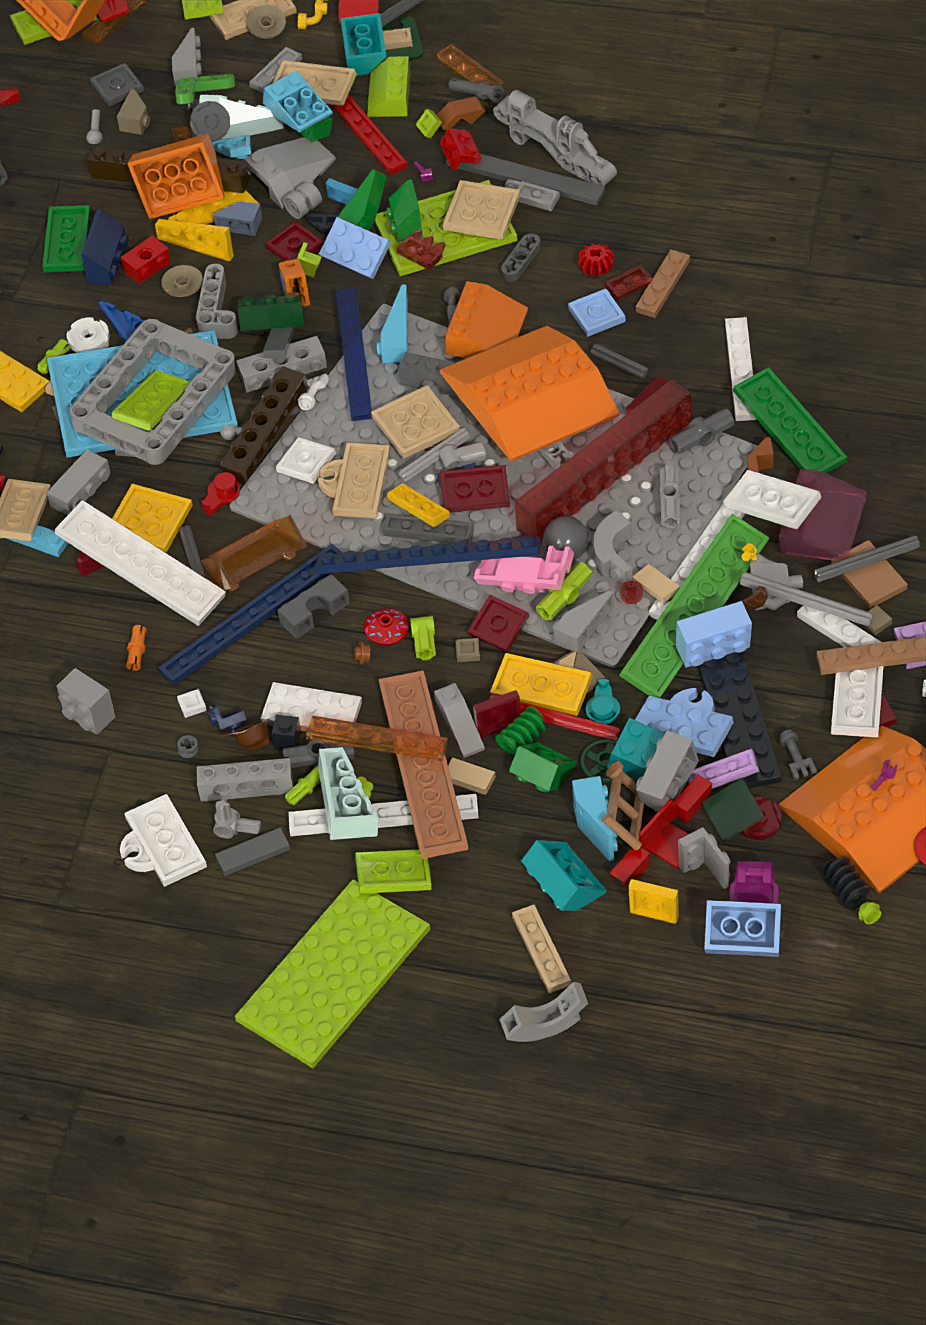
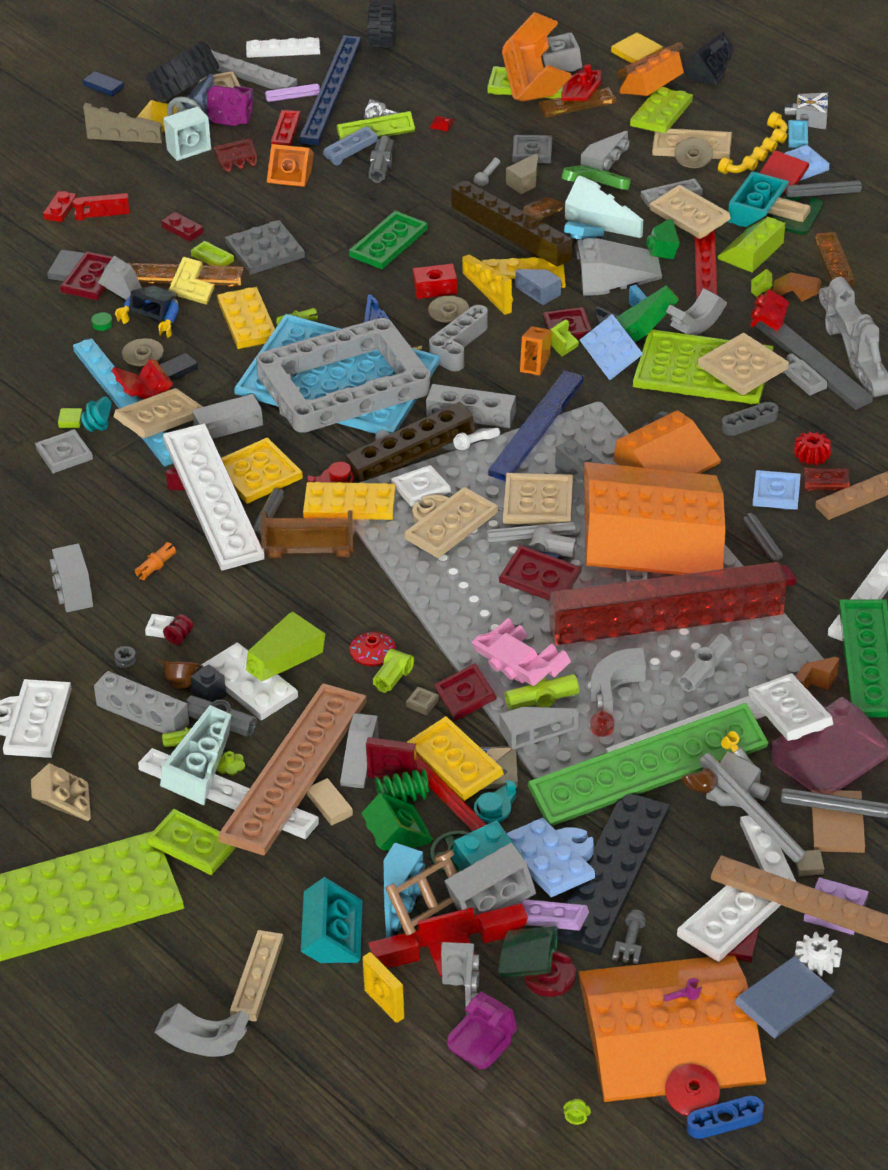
camera: 30 degrees right, 10 degrees down
(97, 330) = (338, 314): white plate -> none
(103, 249) = (404, 252): dark blue slope -> none
(150, 400) = (328, 378): lime tile -> none
(177, 176) = (506, 226): orange slope -> none
(210, 119) = (575, 201): dark grey tile -> none
(213, 695) = (178, 629): none -> dark red bush
(229, 822) = (99, 730): light grey axle -> none
(230, 720) = (175, 654): dark blue bracket -> none
(243, 620) = (271, 582): dark blue plate -> none
(248, 890) = (62, 791): none -> tan slope
(252, 851) = (98, 765): dark grey tile -> none
(256, 505) = (335, 499): none -> yellow plate
(271, 312) = (495, 360): dark green slope -> none
(278, 342) = (482, 383): dark grey tile -> none
(295, 102) = (653, 213): medium azure slope -> none
(302, 200) = (607, 289): light grey wheel -> none
(323, 663) = (284, 647): none -> lime slope
(326, 595) = (341, 596): dark grey arch -> none
(362, 653) = (329, 657): dark orange plate -> none
(377, 738) = (272, 726): clear orange plate -> none
(395, 331) = (589, 419): medium azure slope -> none
(404, 169) = (699, 316): none -> light grey arch
(404, 212) = (672, 337): green slope -> none
(415, 528) = (473, 588): dark grey tile -> none
(418, 505) = (480, 563): yellow tile -> none
(421, 250) = (663, 371): clear red plate -> none
(426, 174) = (726, 320): magenta hand -> none
(427, 555) = (447, 603): dark blue plate -> none
(481, 90) = (825, 274): dark grey pin -> none
(566, 532) = (582, 648): dark grey piece -> none
(656, 583) = (628, 726): tan tile -> none
(701, 431) = (781, 624): dark grey piece -> none
(713, 634) = (633, 790): light blue brick -> none
(743, 928) = (441, 1055): light blue brick -> none
(846, 882) = (576, 1071): black piece -> none

